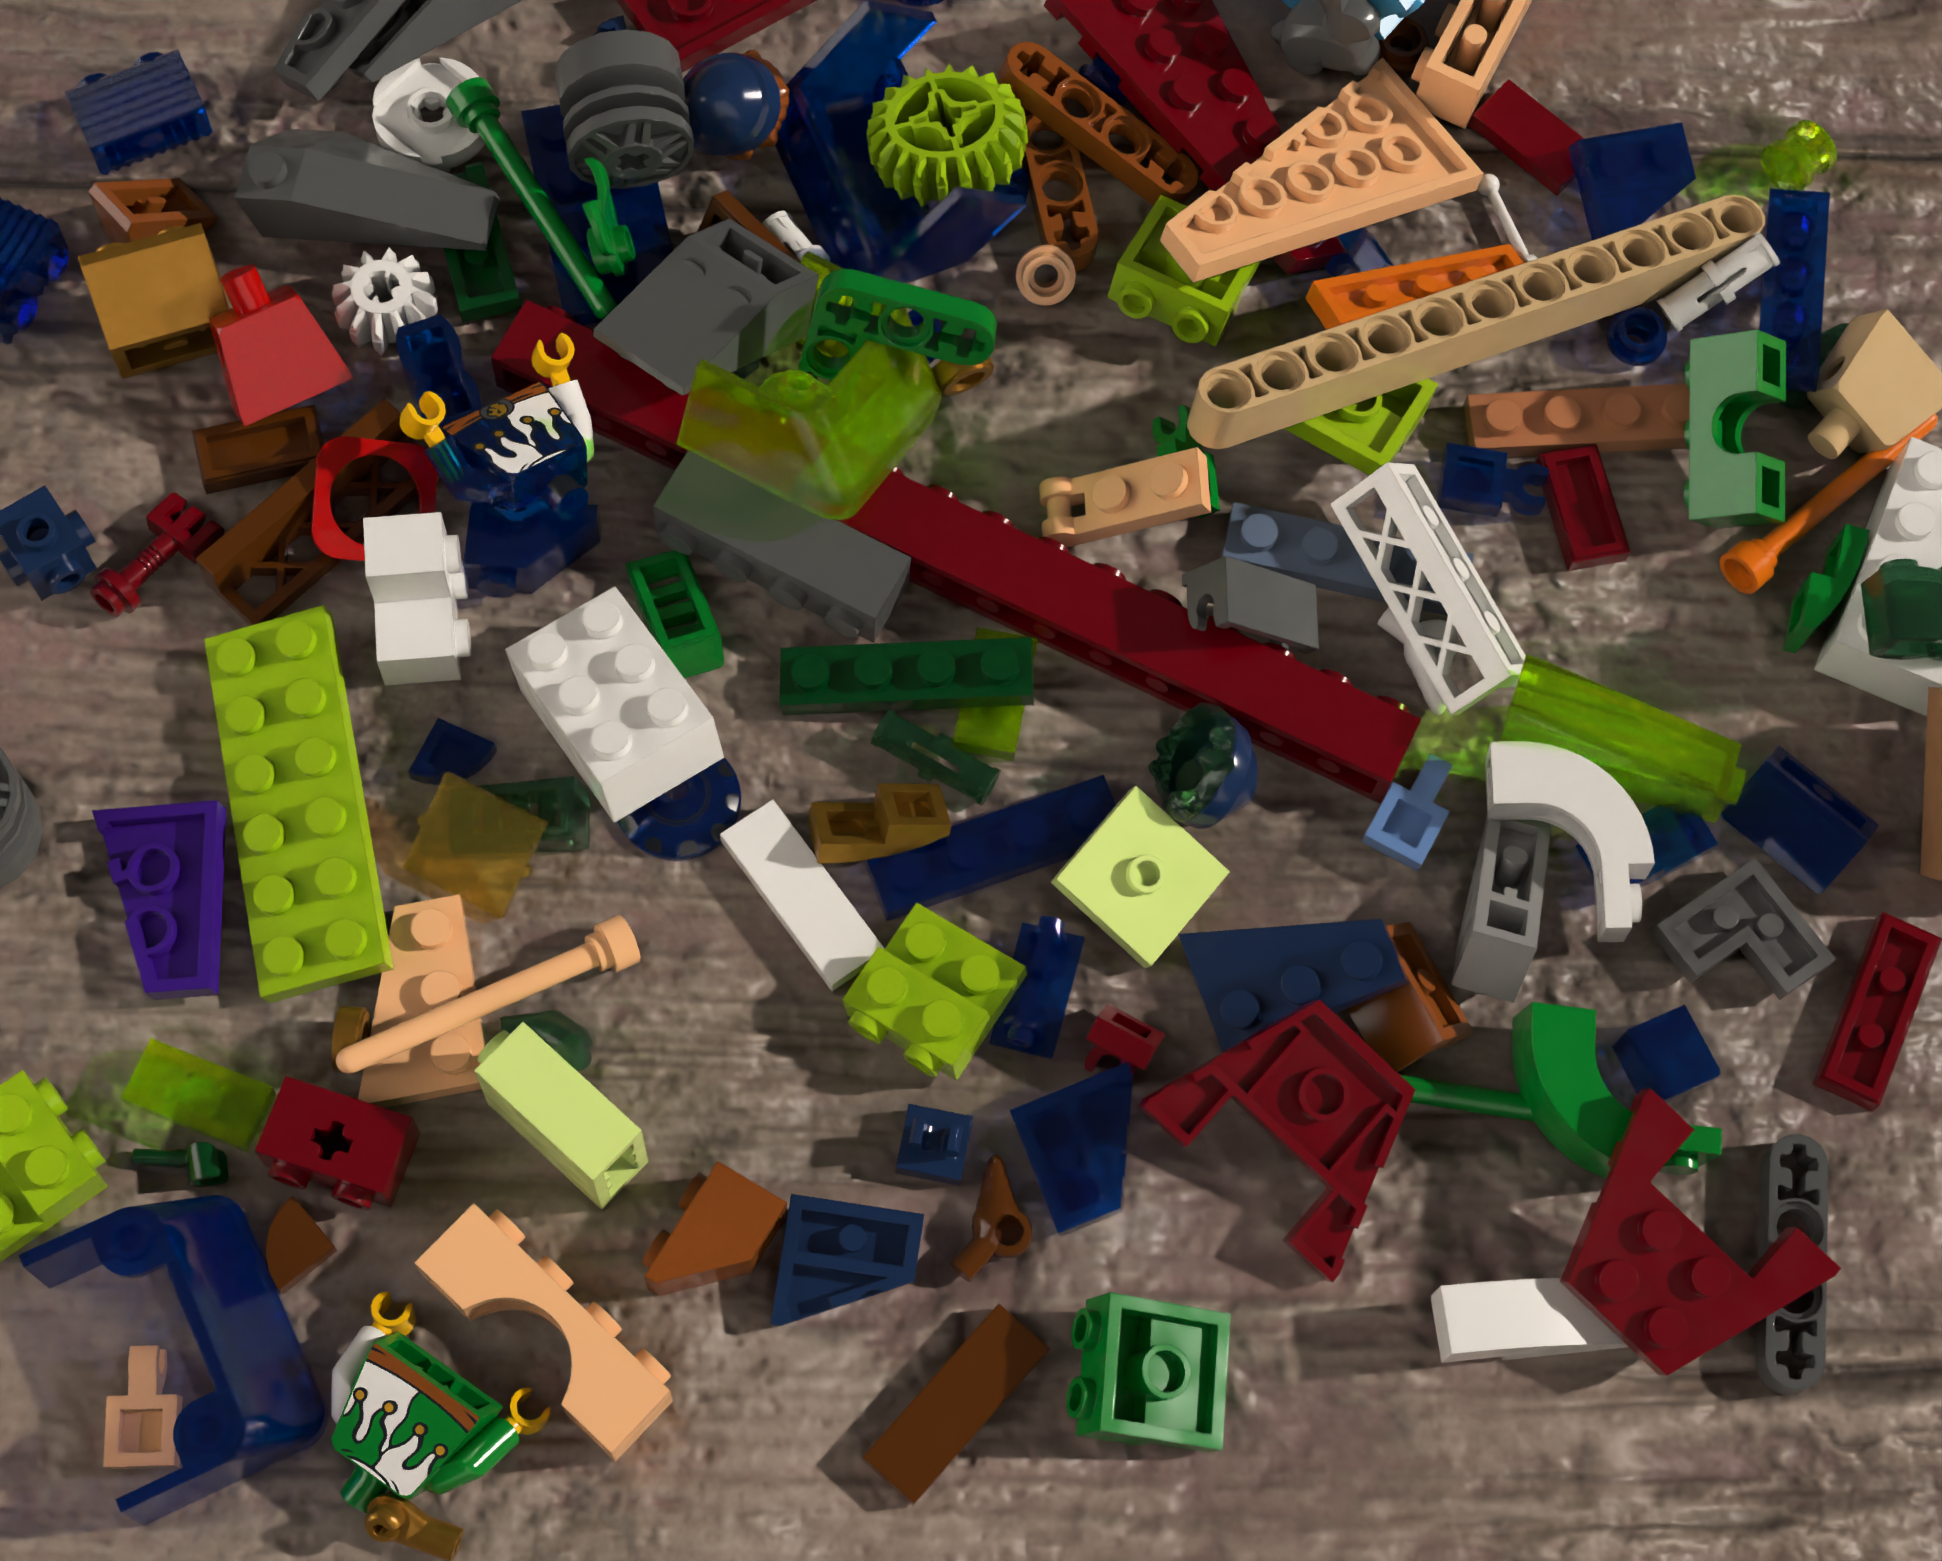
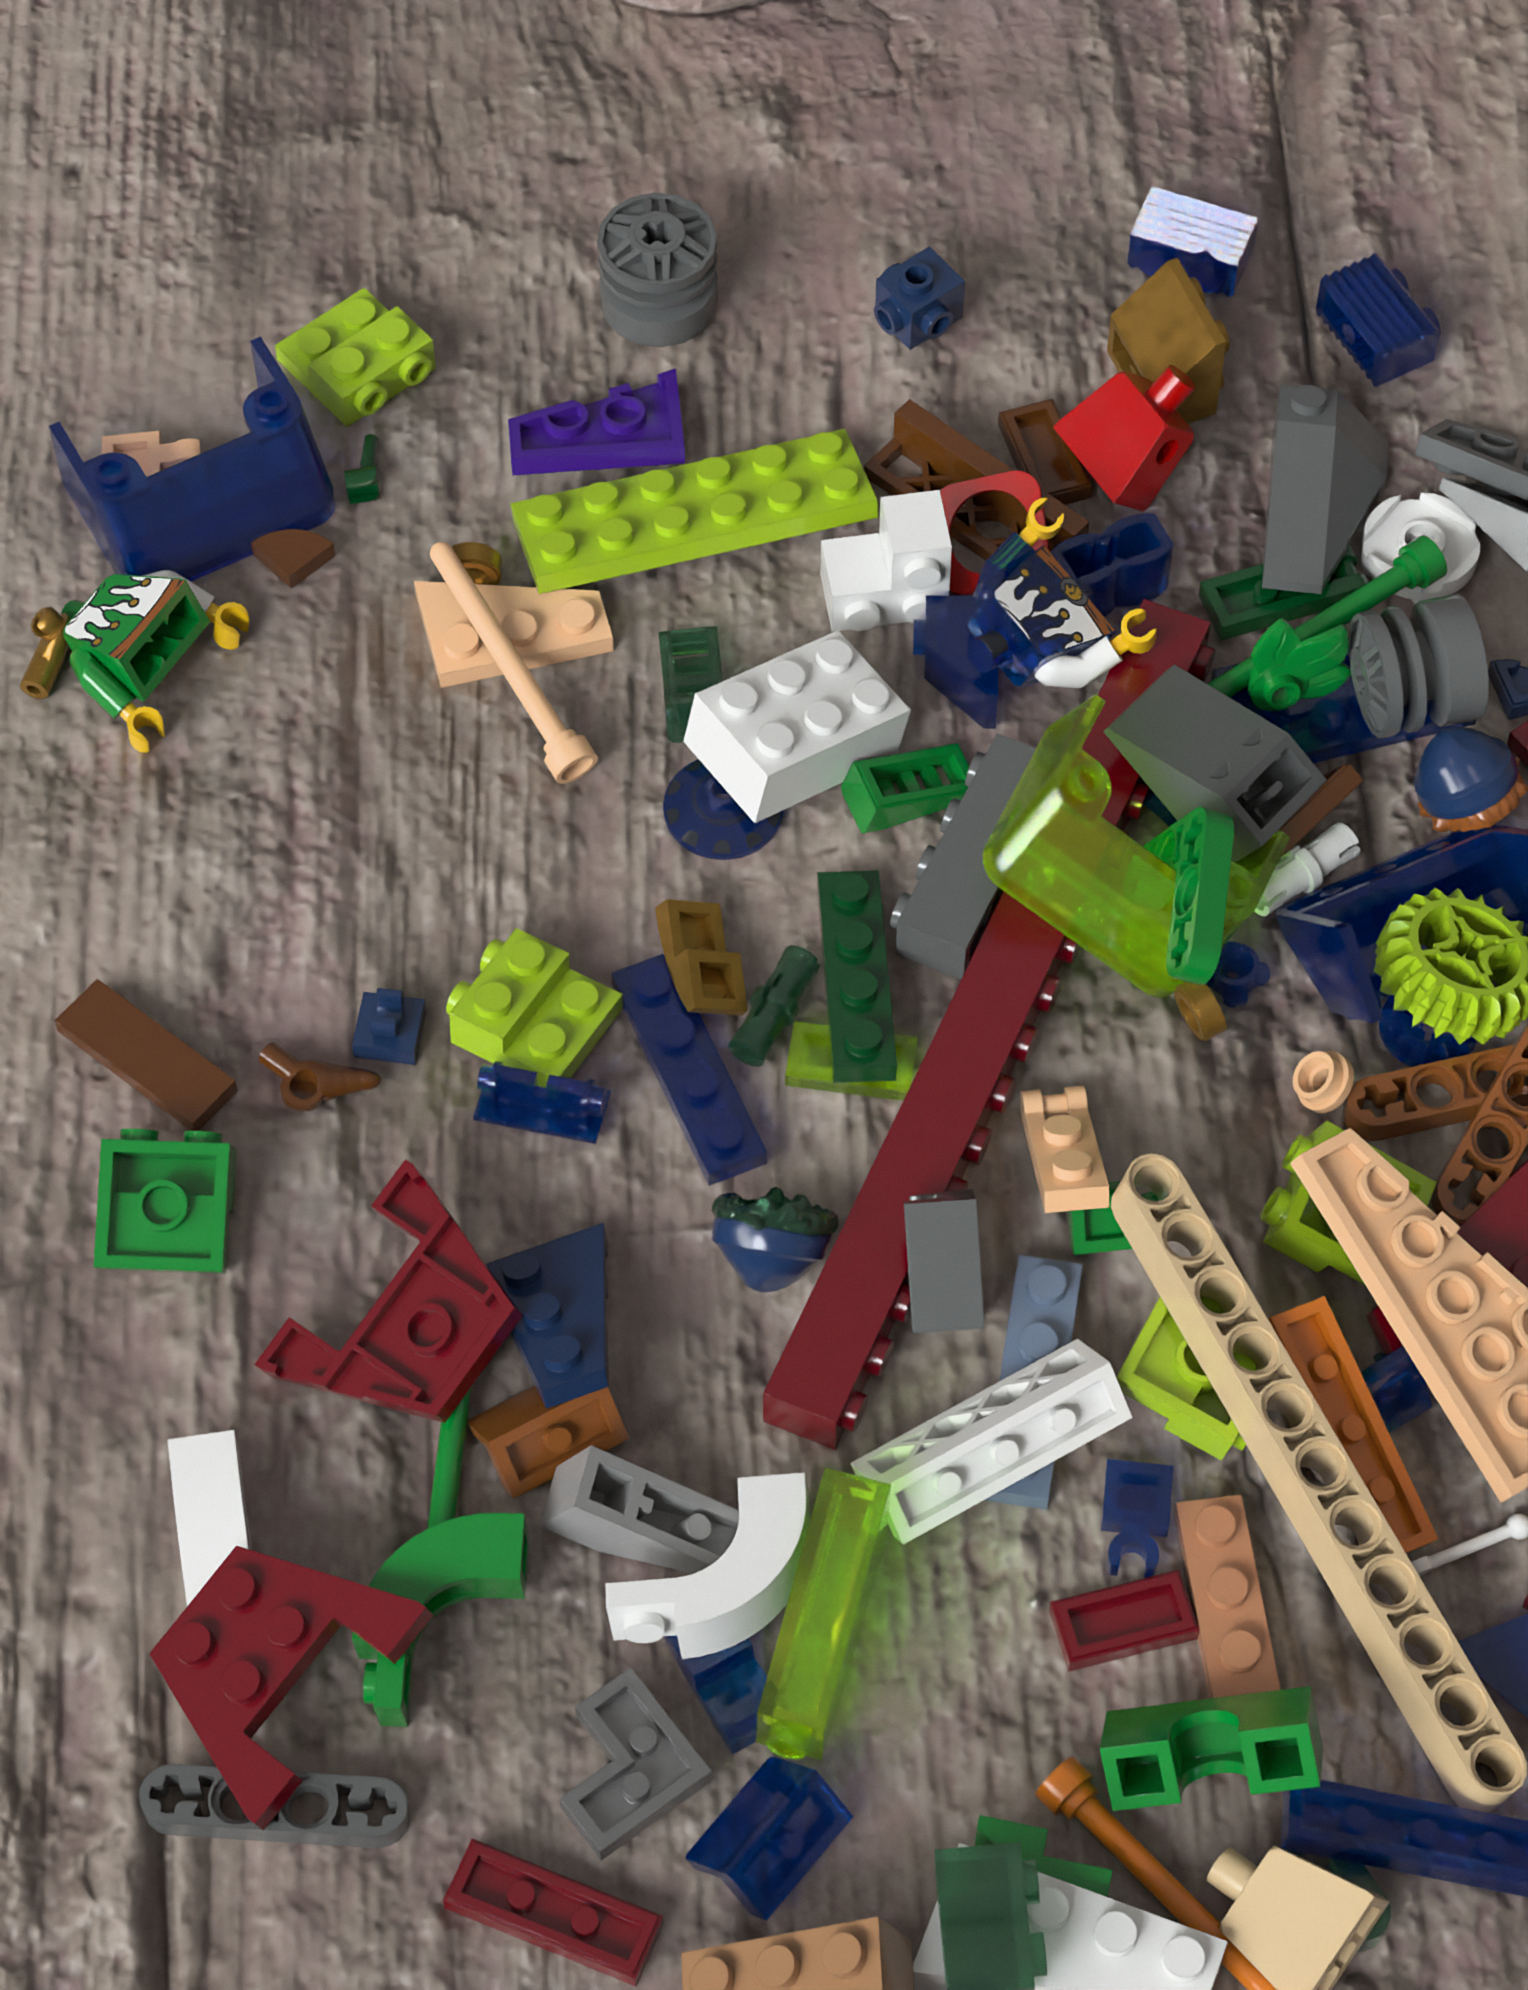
camera: 95 degrees right, 10 degrees down
(117, 591) = (952, 404): dark red hinge -> none
(146, 207) = (1266, 338): dark orange slope -> none
(198, 1095) = (421, 470): clear neon green plate -> none
(312, 1116) = (376, 567): dark red brick -> none
(378, 281) = (1207, 524): white gear -> none
(450, 750) = (752, 625): clear blue tile -> none
(475, 845) = (659, 643): clear yellow piece -> none
(486, 1272) = (163, 779): light nougat arch -> none
(559, 1032) = (485, 722): clear green arm -> none
(560, 1113) = (395, 712): yellowish green brick -> none
(718, 1237) = (302, 854): dark orange slope -> none
(801, 894) = (626, 906): white tile -> none
(842, 1255) = (282, 953): dark blue wing -> none
(1080, 1147) = (375, 1136): clear blue wing -> none
(1122, 1037) = (491, 1174): dark red tile -> none
(1140, 877) = (658, 1185): yellowish green plate -> none
(1409, 818) = (739, 1430): medium blue plate -> none
(1641, 323) = (1351, 1663): clear blue plate -> none
(1666, 1055) = (484, 1669): clear blue panel -> none
(1718, 281) = (1416, 1753): white pin -> none

